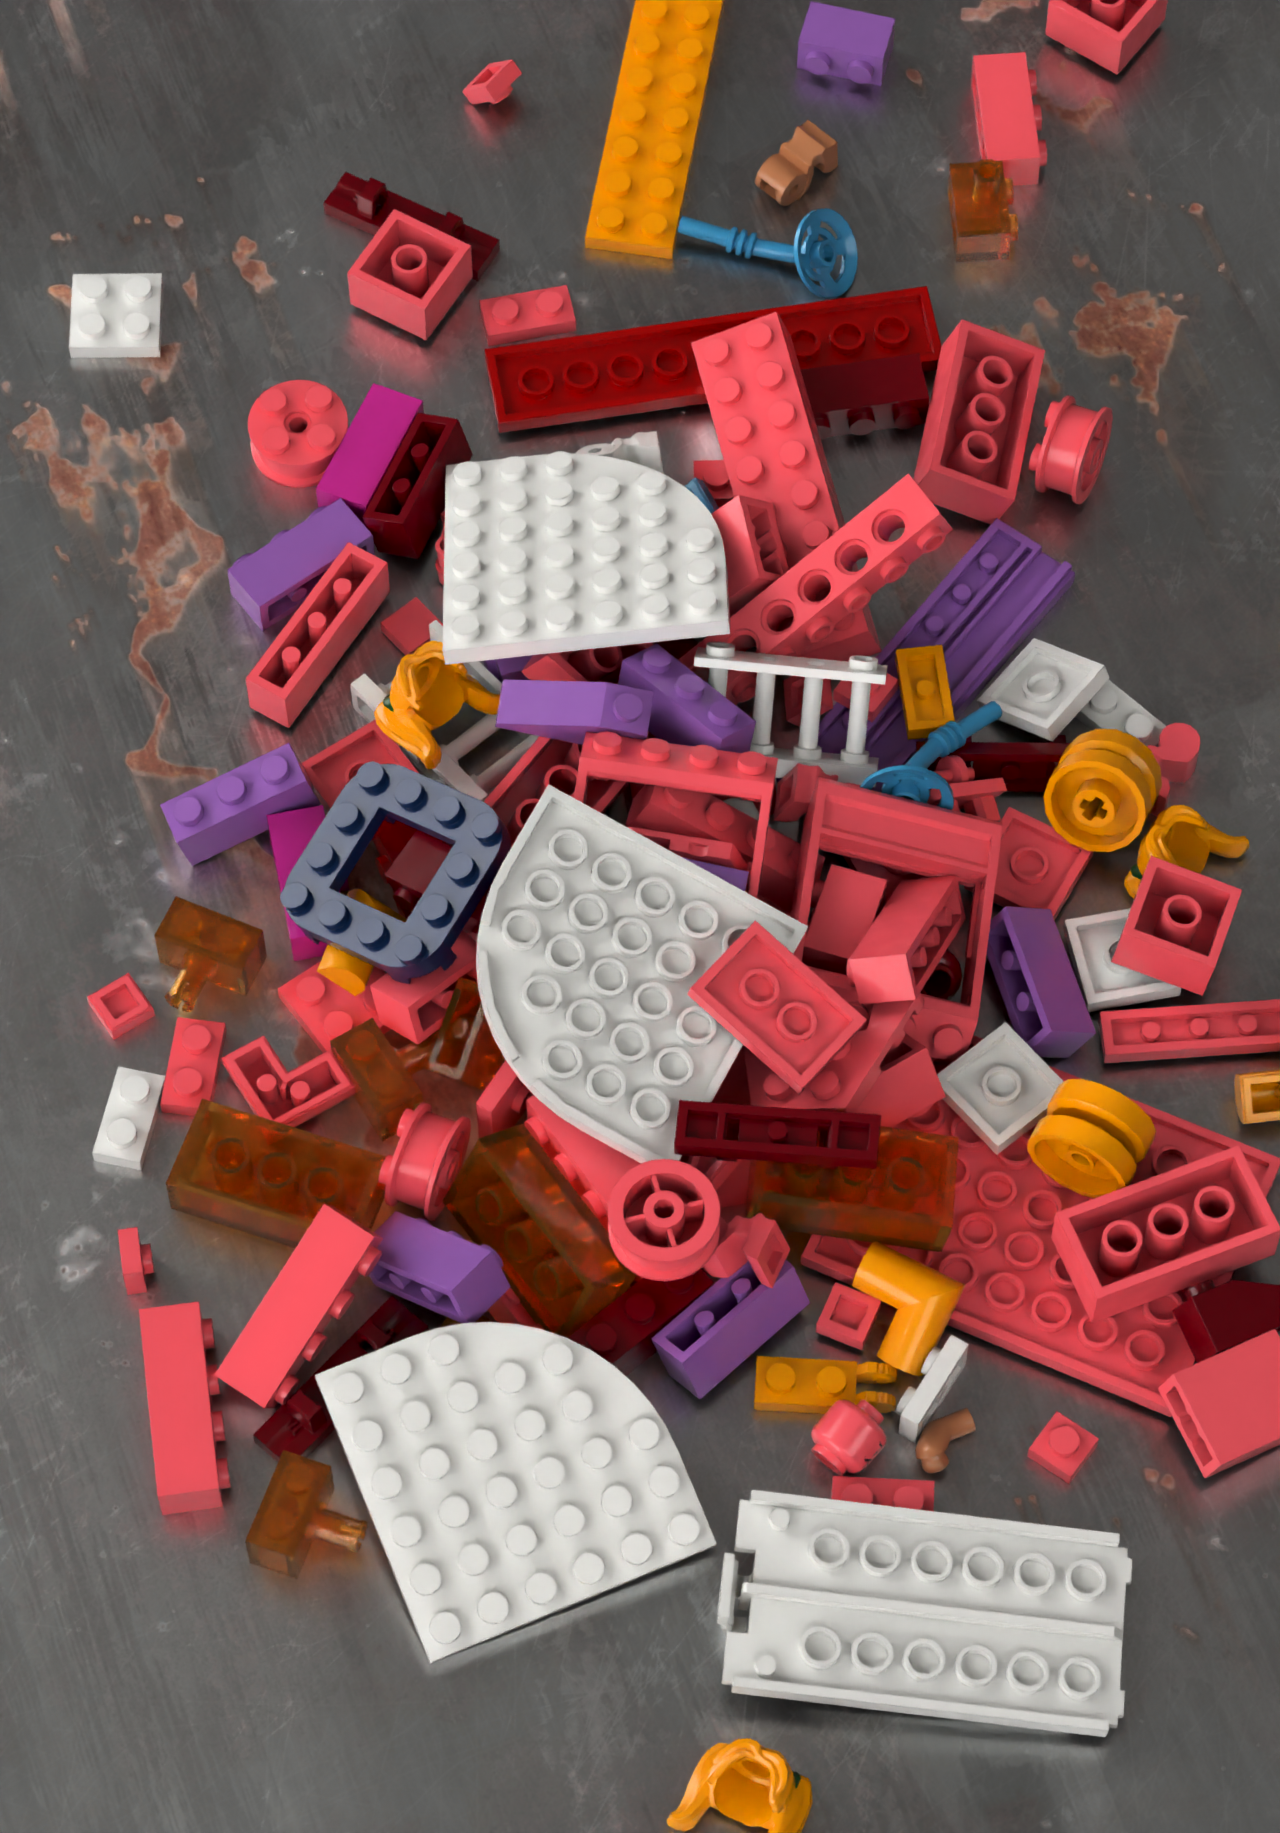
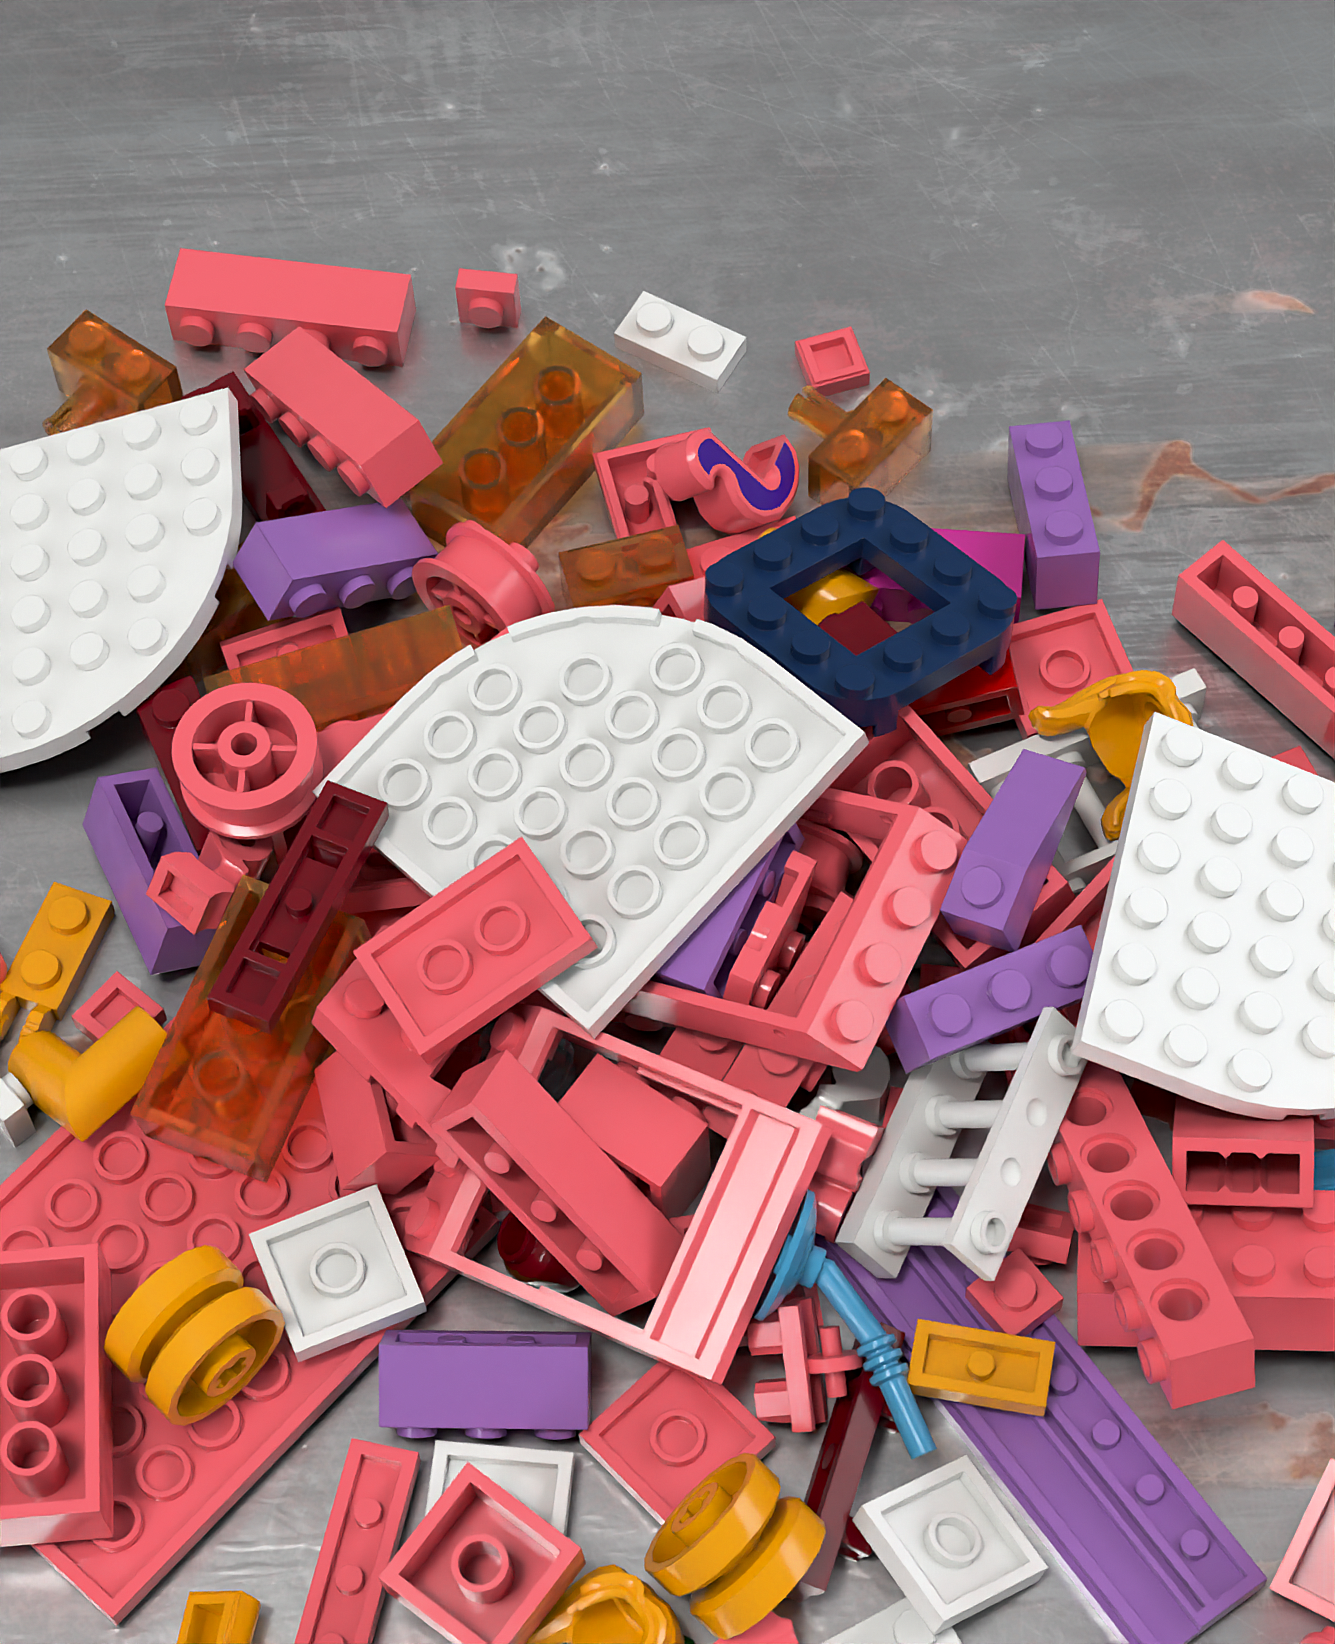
camera: 110 degrees right, 0 degrees up
(192, 1065) = (730, 412): coral plate -> none
(272, 1012) = (728, 490): none -> coral animal

